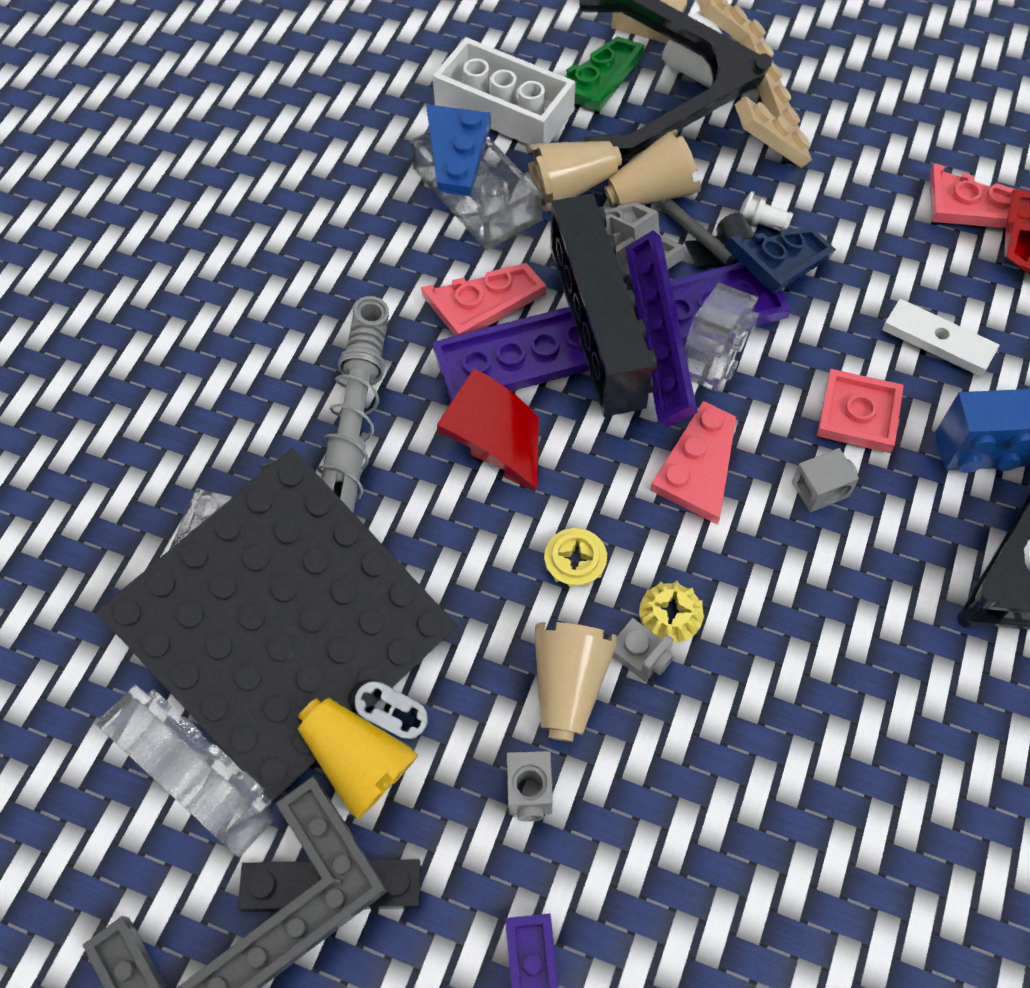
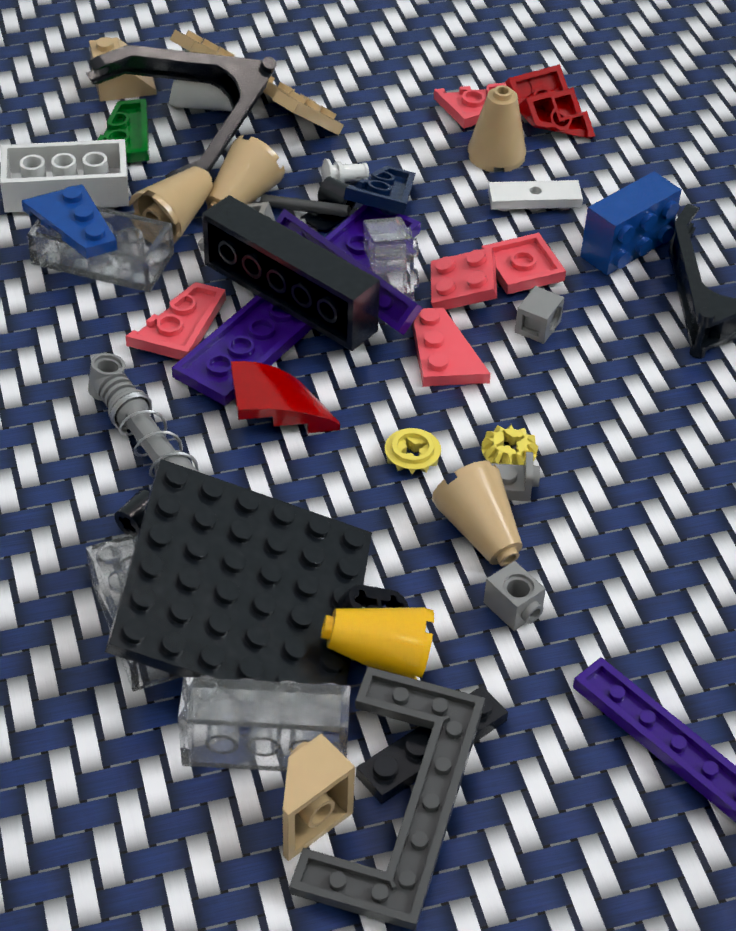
camera: 40 degrees left, 15 degrees down
(160, 871) = (315, 794): none -> tan slope
(781, 397) = (463, 279): none -> coral plate
(954, 249) = (498, 133): none -> tan cone

